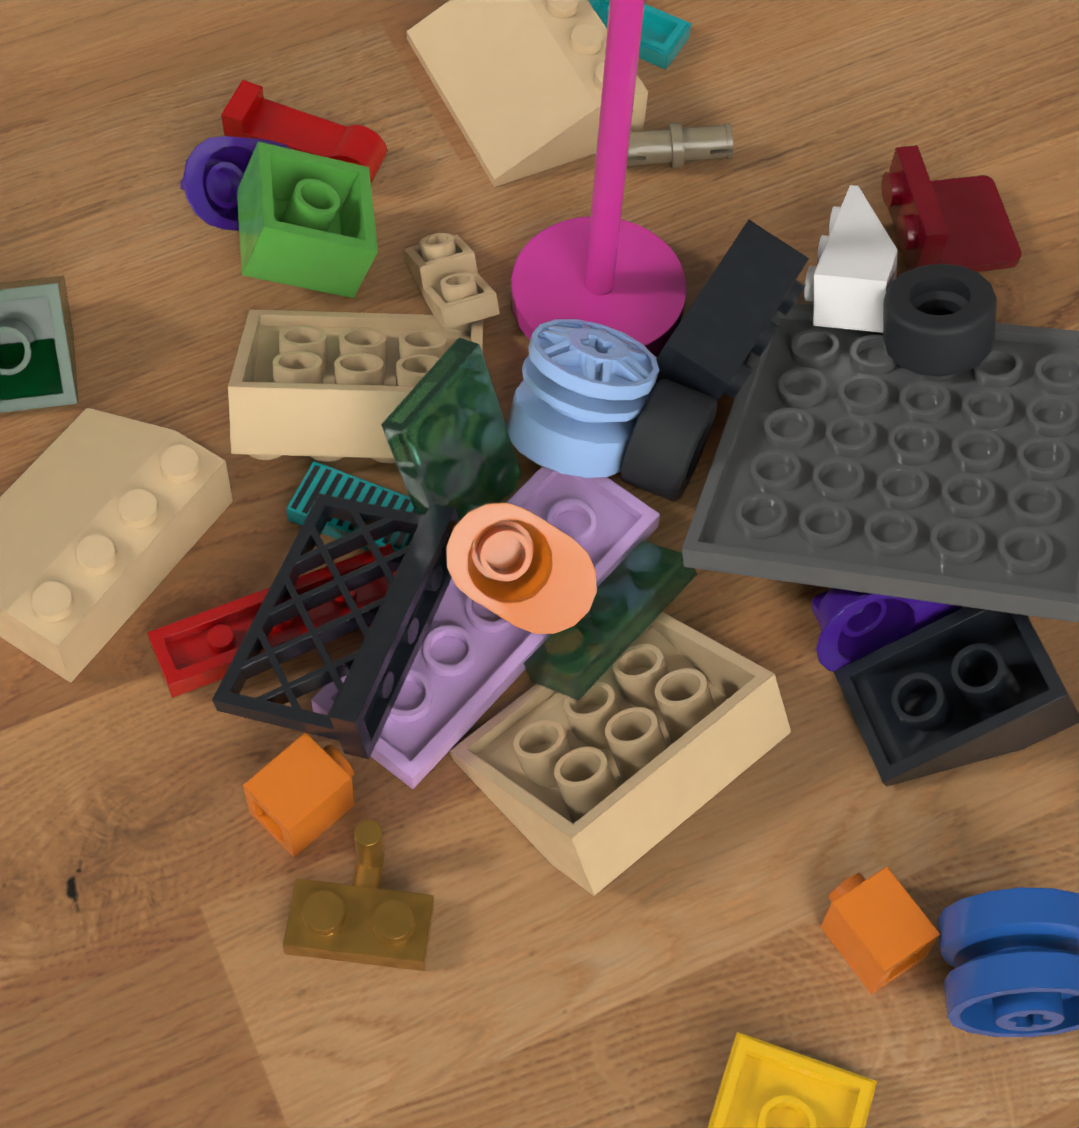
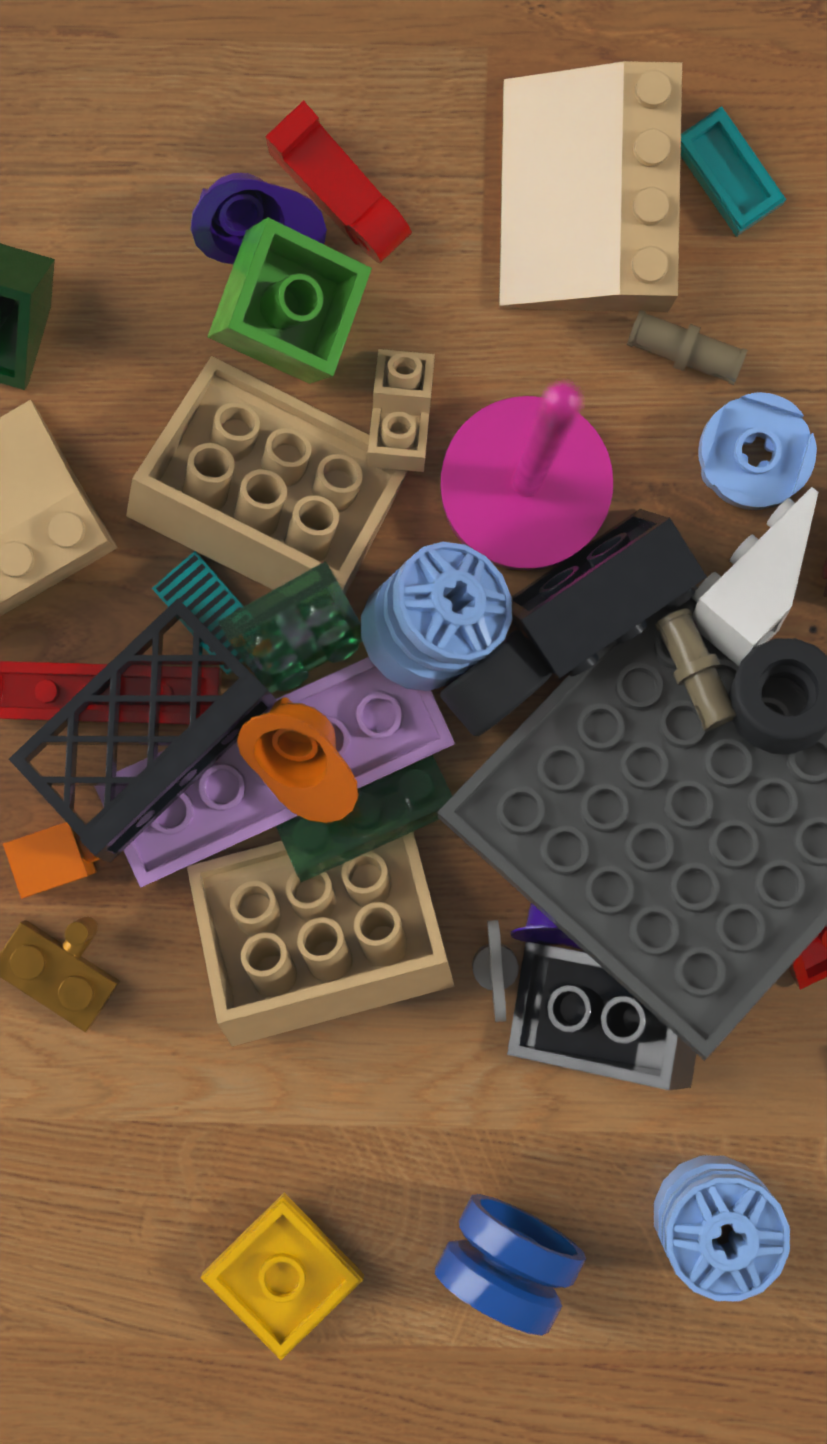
camera: 35 degrees right, 30 degrees up
(785, 167) = (785, 435): none -> light blue plate
(819, 703) = (495, 969): none -> light grey piece
(847, 339) = (696, 669): none -> dark tan pin
(877, 928) = (430, 1170): orange brick -> none

